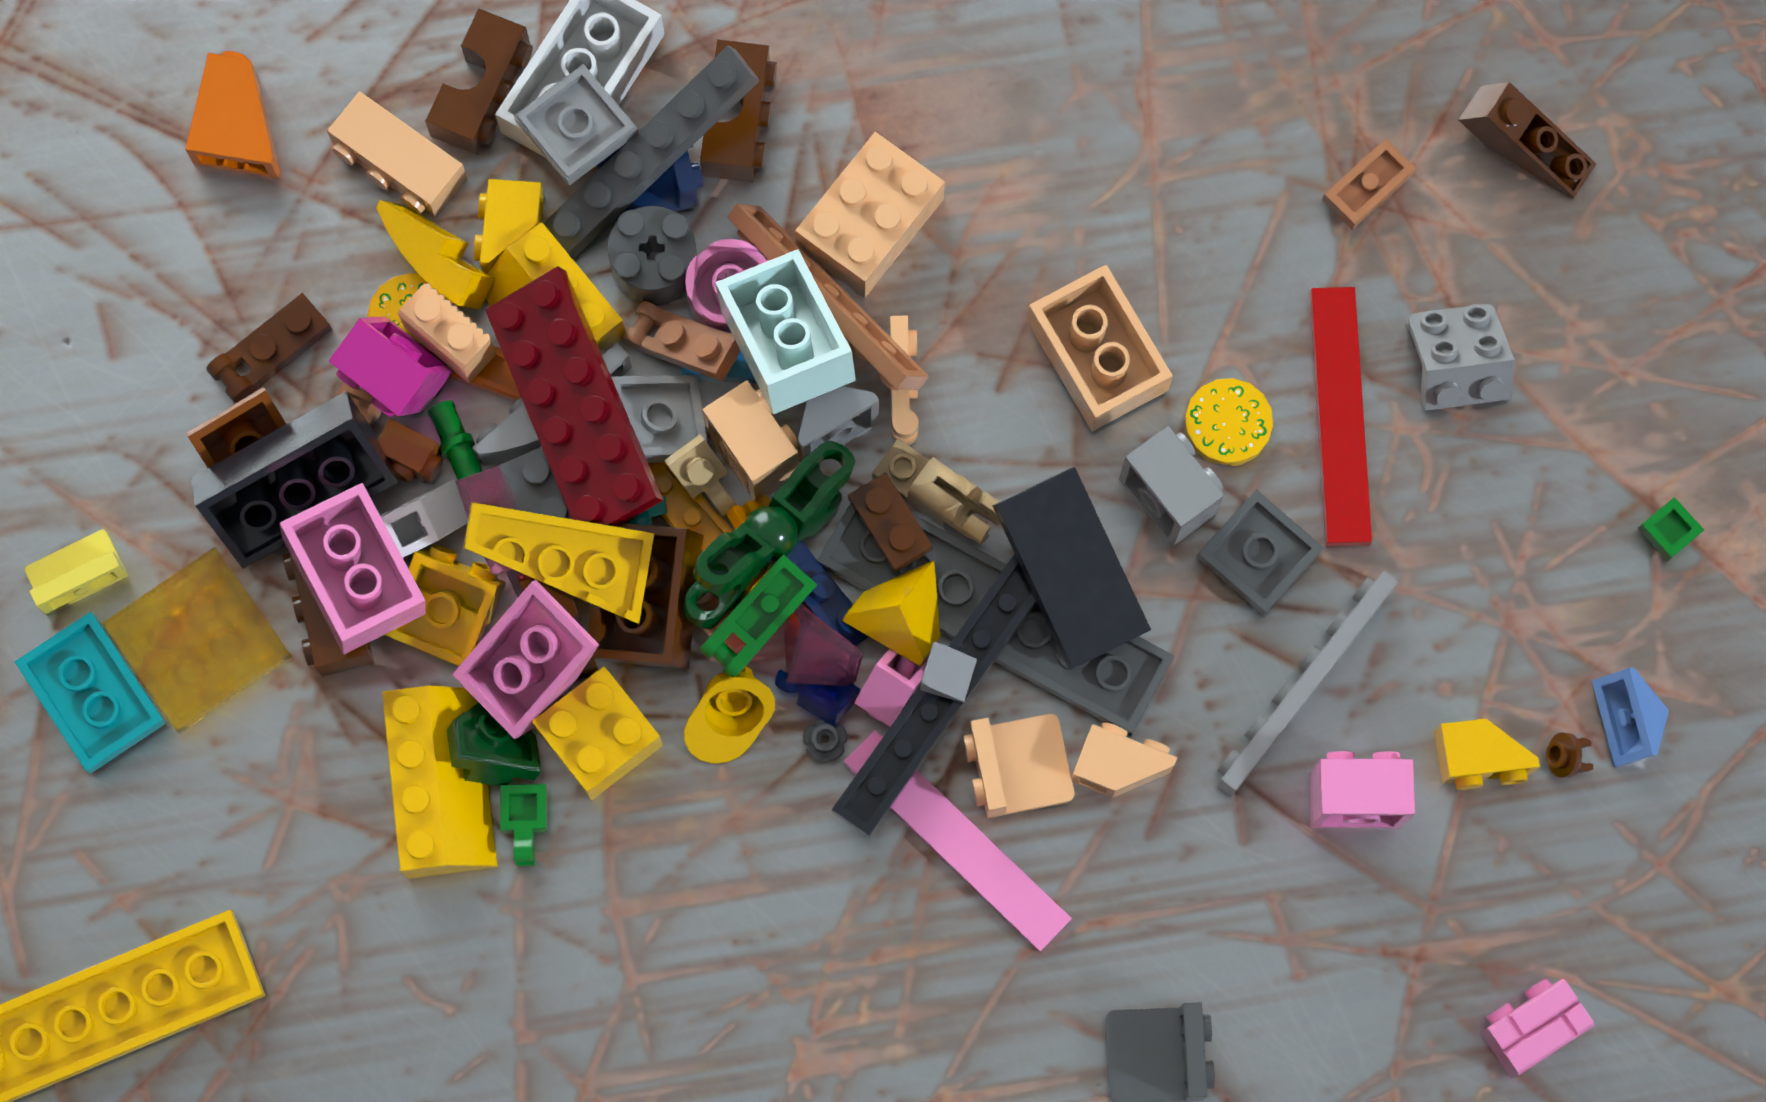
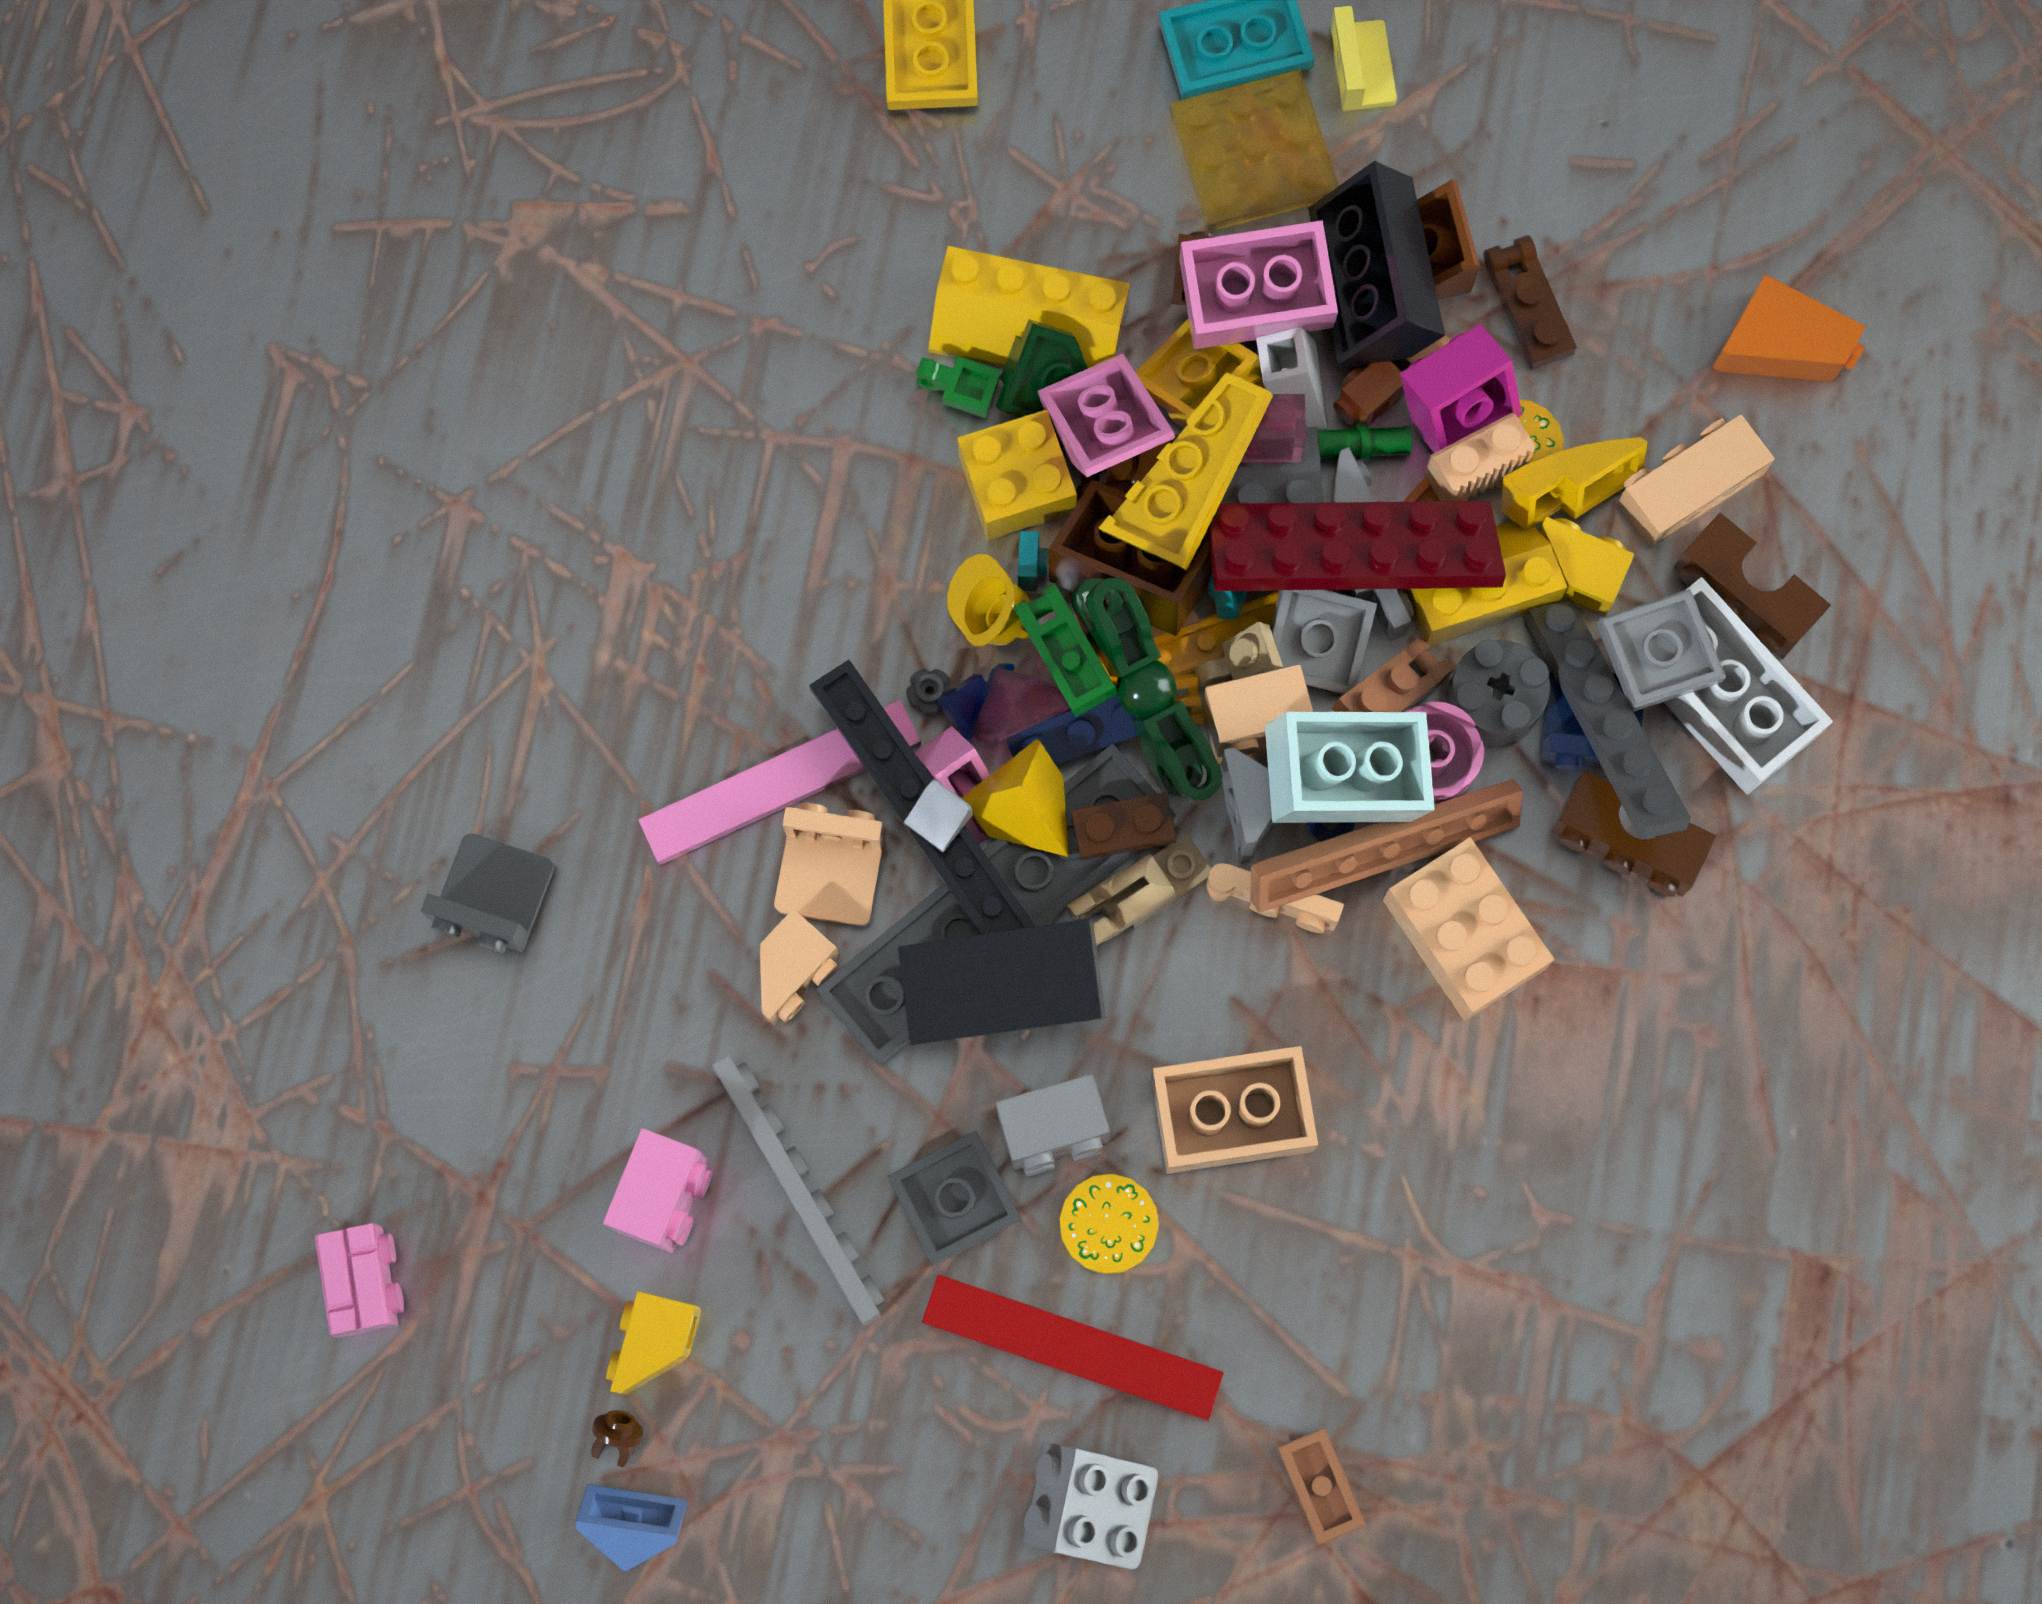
camera: 115 degrees right, 0 degrees up
(674, 692) = (1031, 561): none -> teal plate

